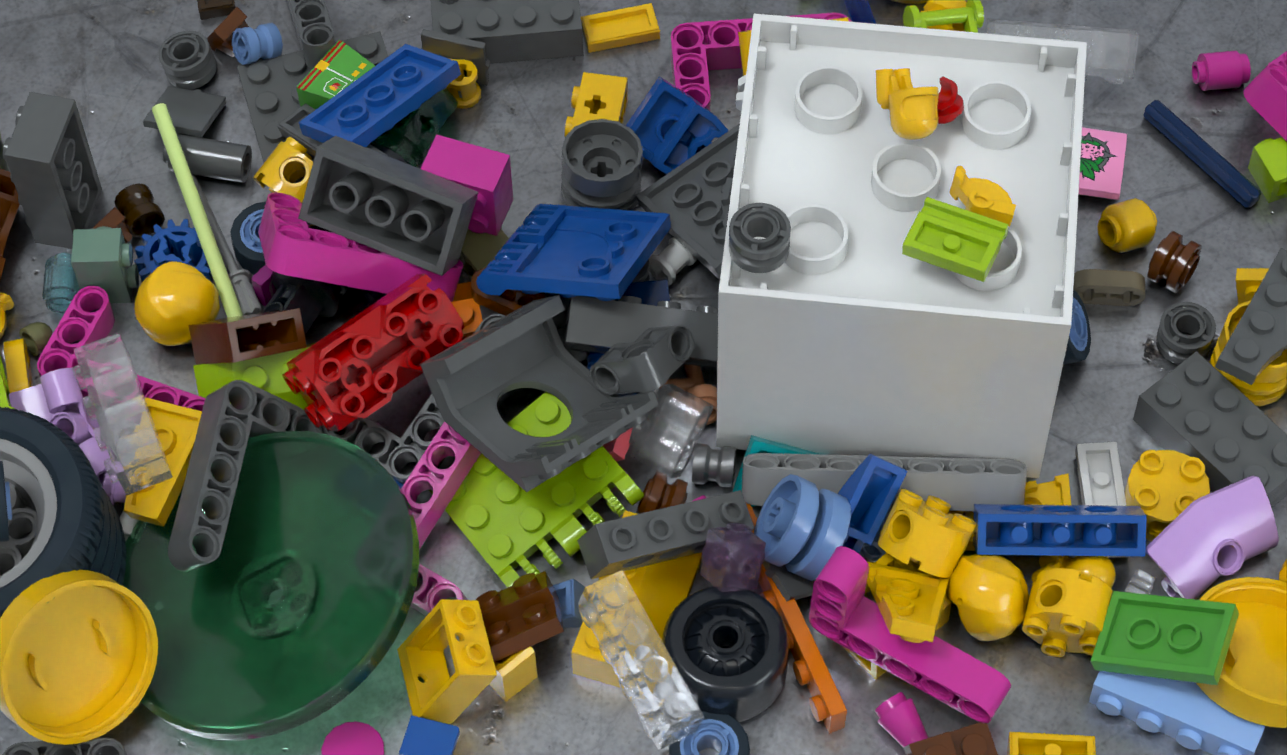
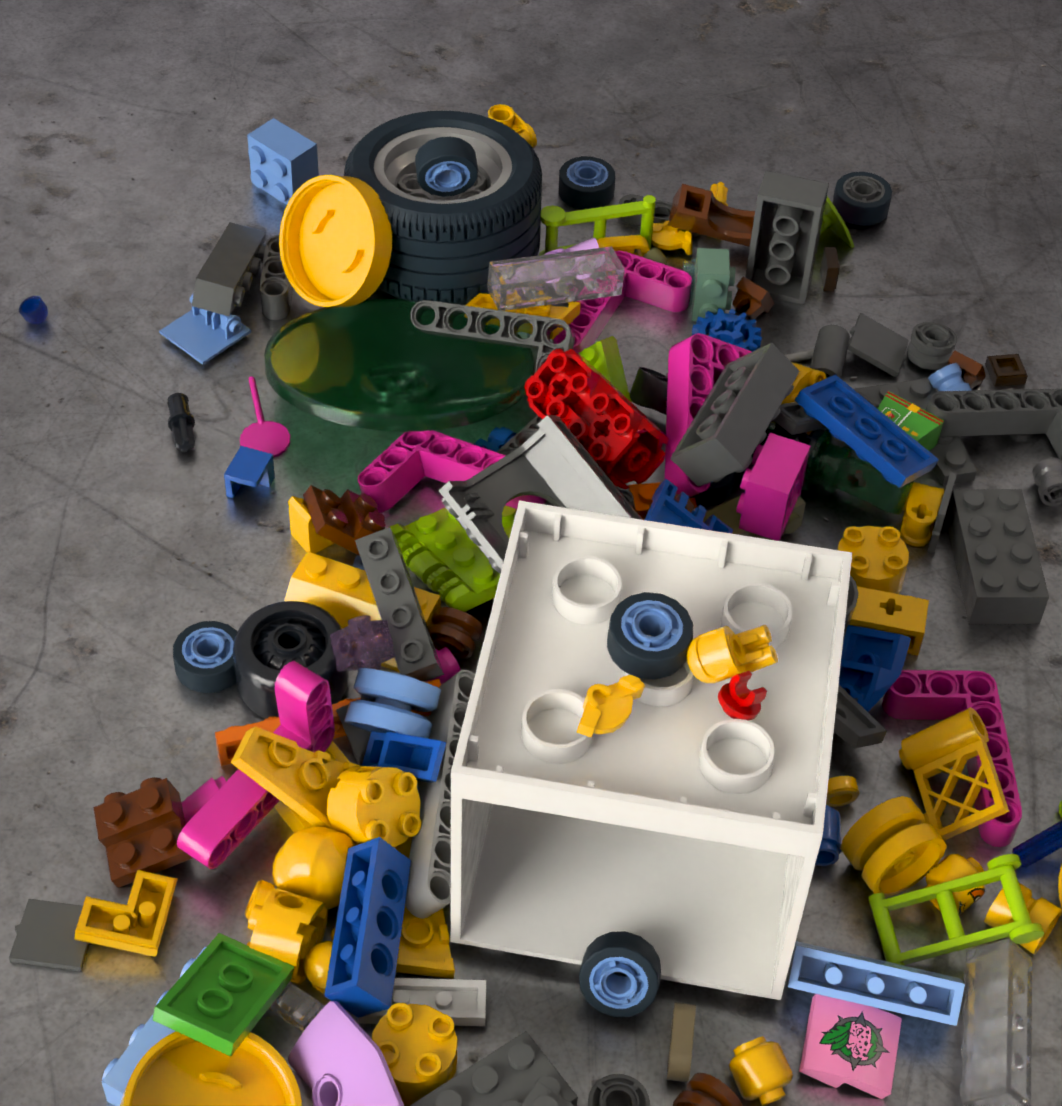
camera: 90 degrees right, 10 degrees down
(138, 207) = (775, 316): dark brown wheel -> none
(173, 300) = (668, 321): yellow piece -> none
(196, 211) = (774, 331): yellowish green piece -> none
(247, 336) = (621, 345): reddish brown slope -> none
(422, 656) = (324, 470): yellow window -> none
(529, 124) = (877, 557): none -> yellow brick
(620, 27) = (1002, 651): yellow tile -> none
(640, 660) = (288, 575): clear brick -> none
(759, 221) = (565, 519): dark grey wheel -> none
(893, 166) = (649, 655): none -> wheel
(955, 239) = (554, 674): lime plate -> none
(1020, 652) = (258, 895): none -> yellow tile

